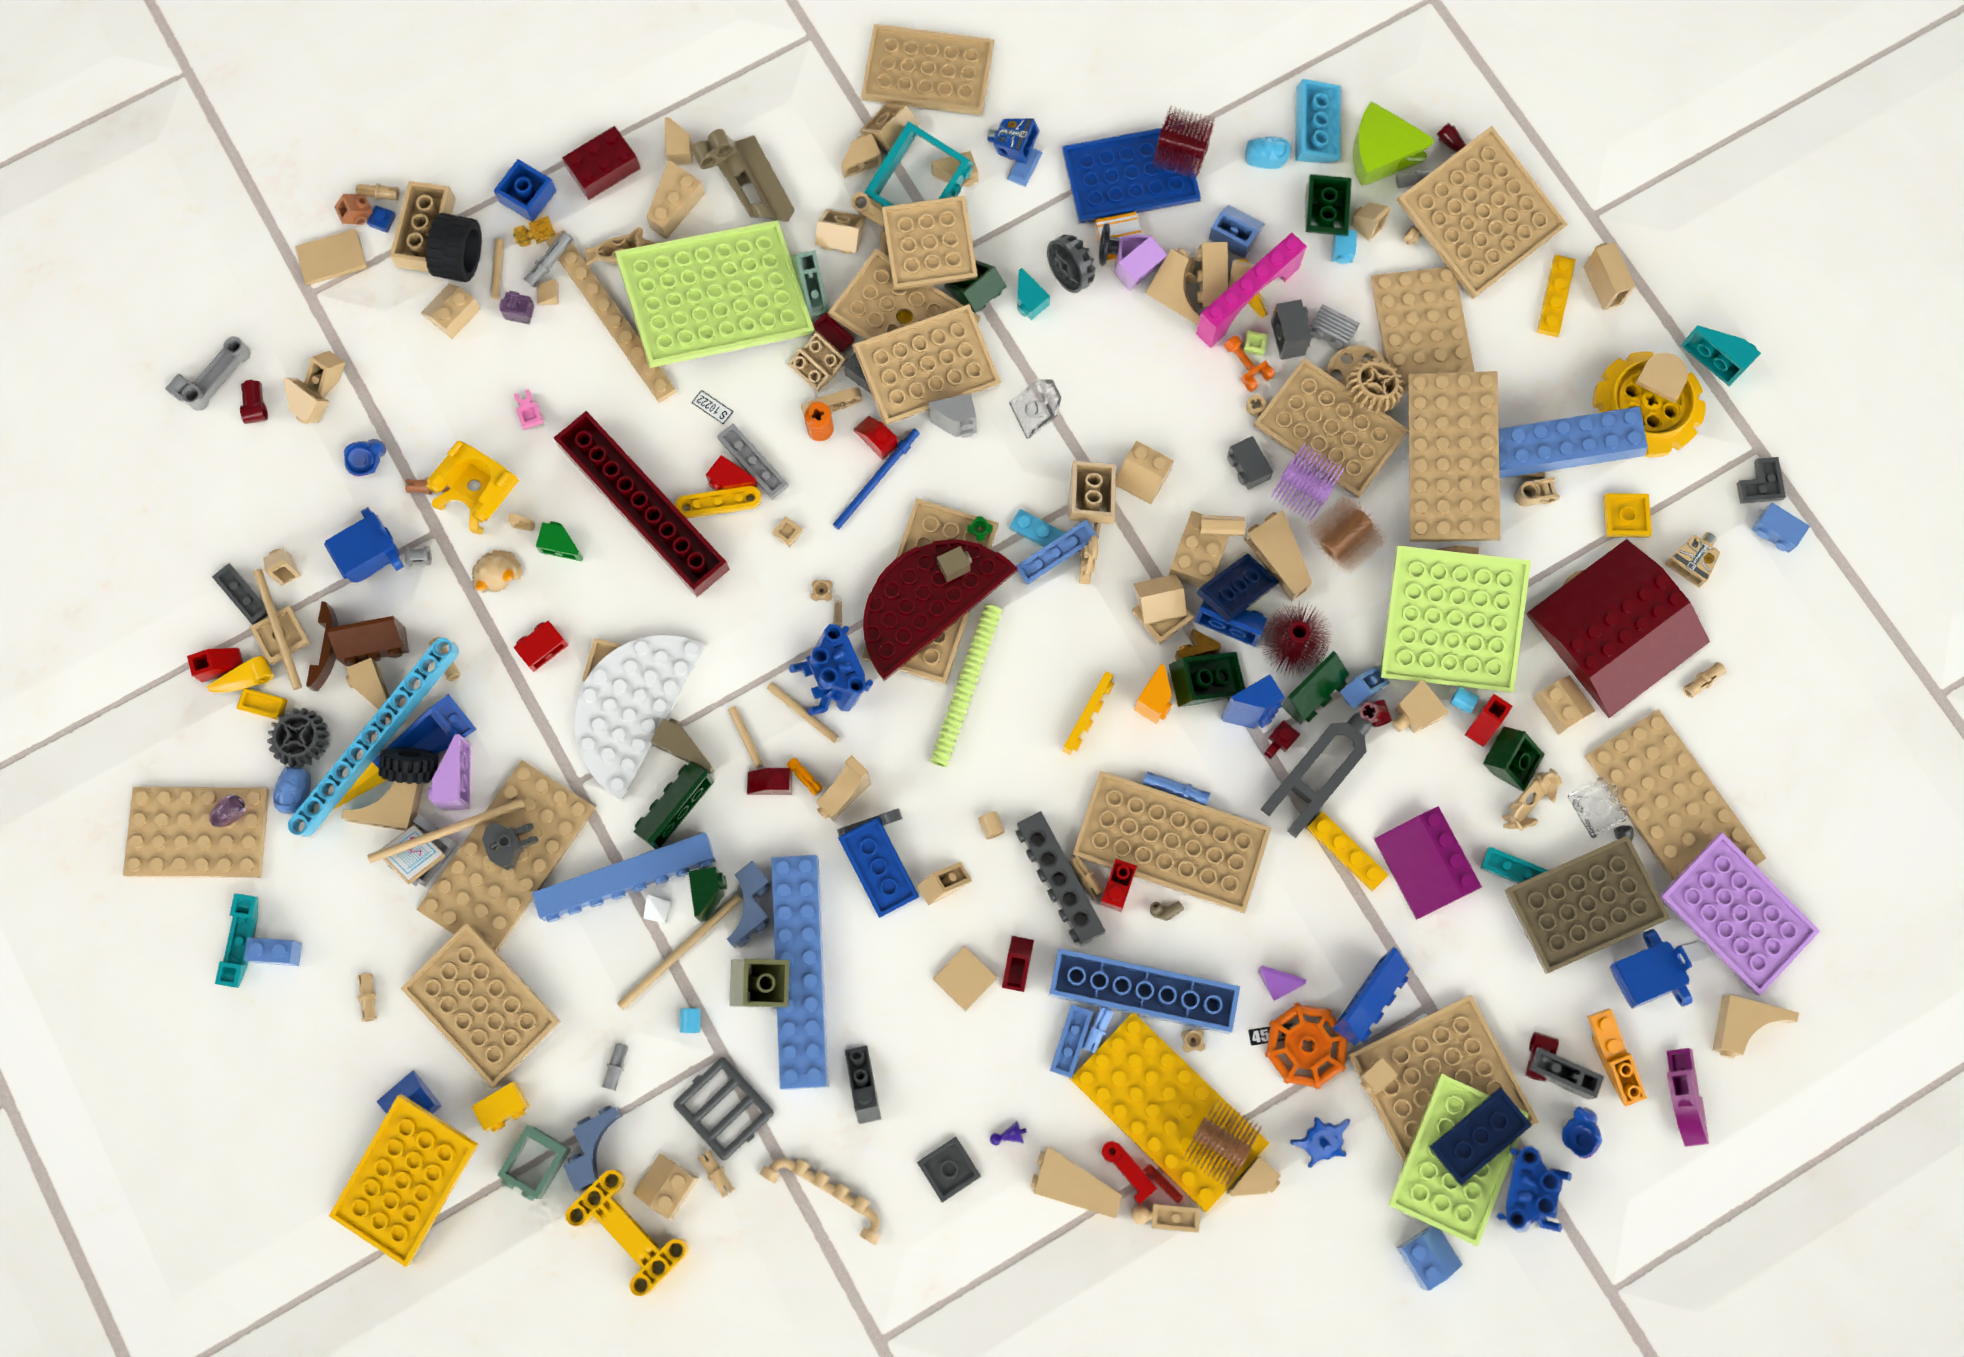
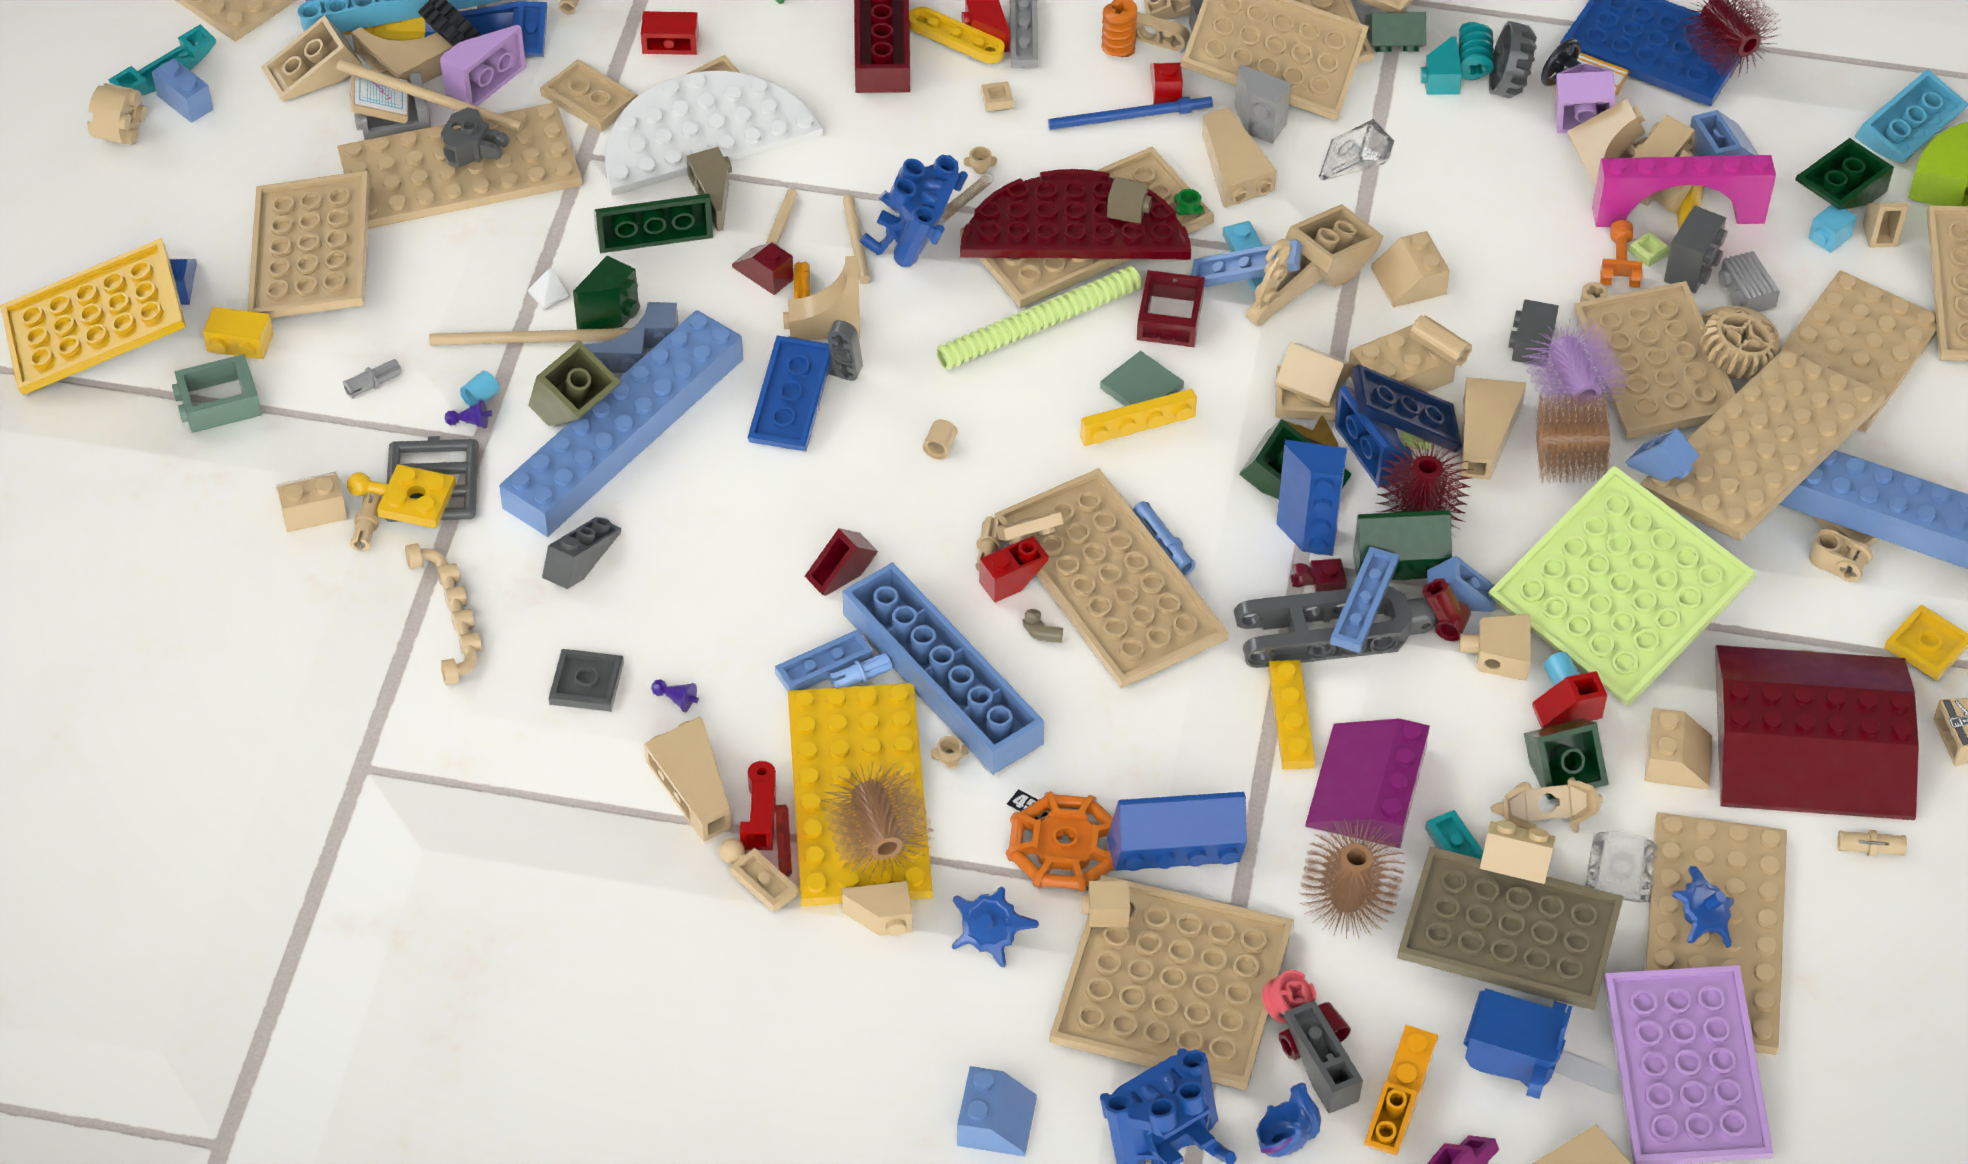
camera: 40 degrees right, 25 degrees down
(253, 1010) = (116, 114): none -> tan brick
(334, 858) = (310, 61): none -> tan slope
(367, 997) = (220, 178): tan pin -> none
(534, 734) = (588, 95): none -> tan tile
(583, 1169) = (291, 407): sand blue arch -> none
(624, 877) = (539, 240): medium blue brick -> none
(627, 1232) = (233, 542): yellow beam -> none
(705, 1041) = (473, 415): none -> dark purple piece
(723, 1148) = (396, 495): none -> yellow plate
(943, 883) = (840, 449): tan slope -> none
(965, 978) = (776, 542): tan tile -> none
(971, 467) = (1236, 159): none -> tan slope
(1036, 266) = (1475, 50): none -> teal piece
(1038, 825) = (960, 526): dark grey brick -> none
(1044, 634) = (1167, 328): none -> dark red window
(1065, 684) = (1140, 381): none -> sand green tile
(1105, 851) = (1041, 523): none -> tan plate
(1156, 697) = (1221, 439): light orange slope -> none
(1267, 152) = (1827, 109): medium azure piece -> none
(1279, 982) = (1096, 767): medium lavender slope -> none
(1334, 749) = (1364, 599): none -> medium blue plate
(1412, 235) = (1920, 266): tan plate -> none
(1417, 516) = (1664, 457): none -> medium blue slope
(1426, 1186) = (1112, 1033): yellowish green plate -> none
(1480, 1136) = (1160, 1026): dark blue tile -> none
(1484, 947) = (1351, 878): none -> medium nougat piece
(1515, 1049) = (1286, 993): none -> coral wheel
(1552, 851) = (1517, 851): none -> tan slope
(1623, 831) = (1630, 910): dark grey hinge -> none
(1674, 807) = (1705, 907): none -> blue piece

